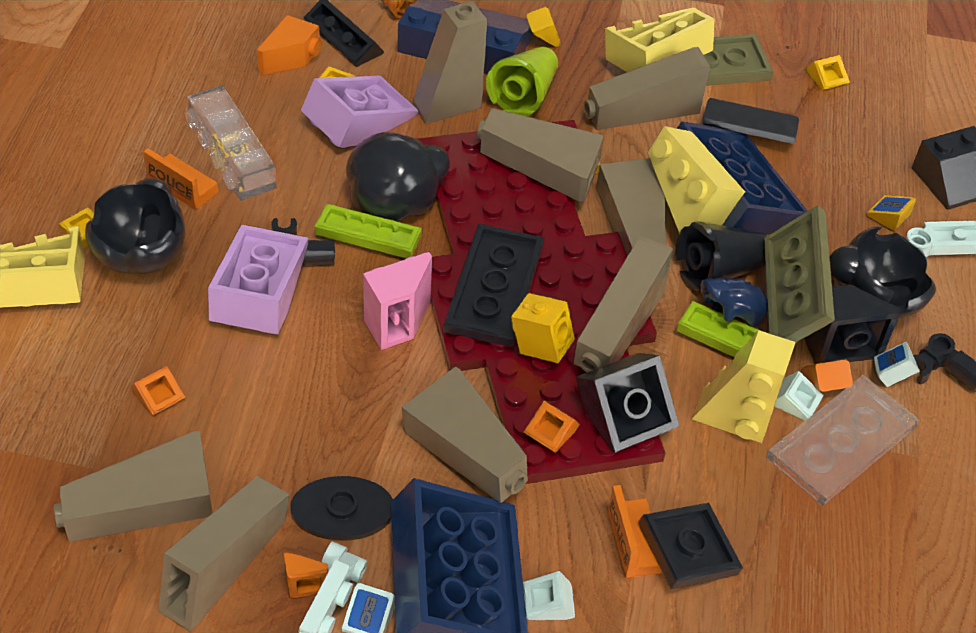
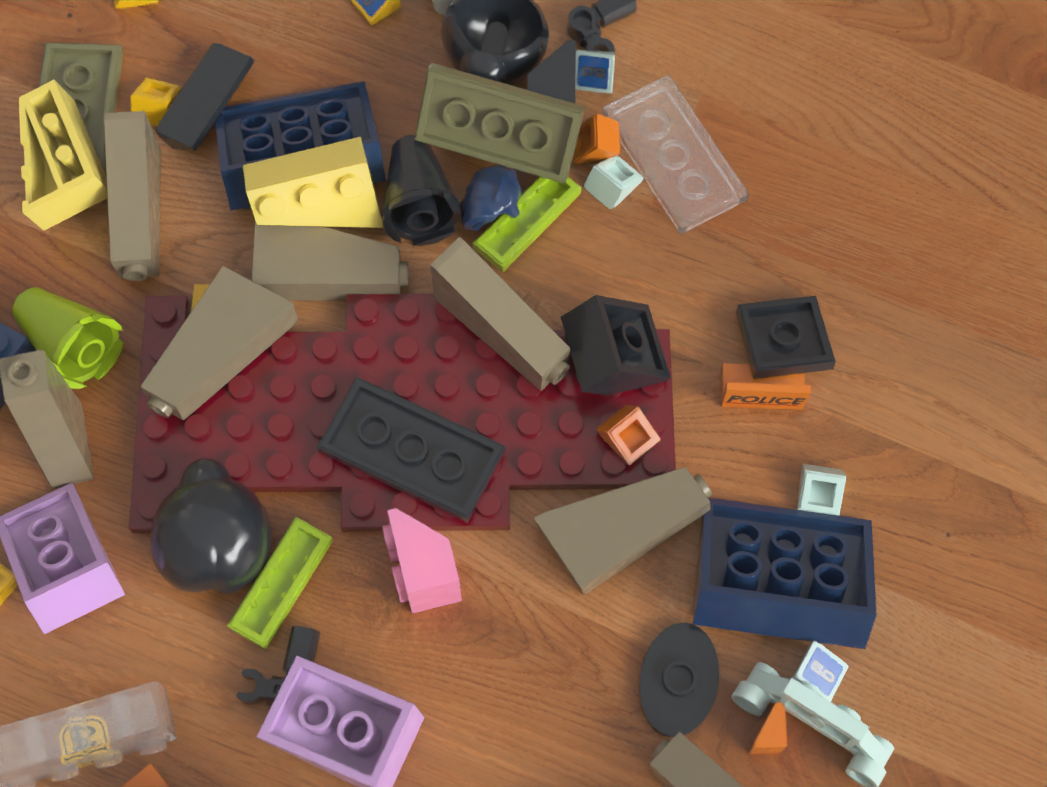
camera: 75 degrees left, 20 degrees up
(543, 327) = (508, 410): yellow head -> none
(737, 93) = (154, 98): none -> yellow slope
(747, 388) = (631, 222): light yellow wedge -> none

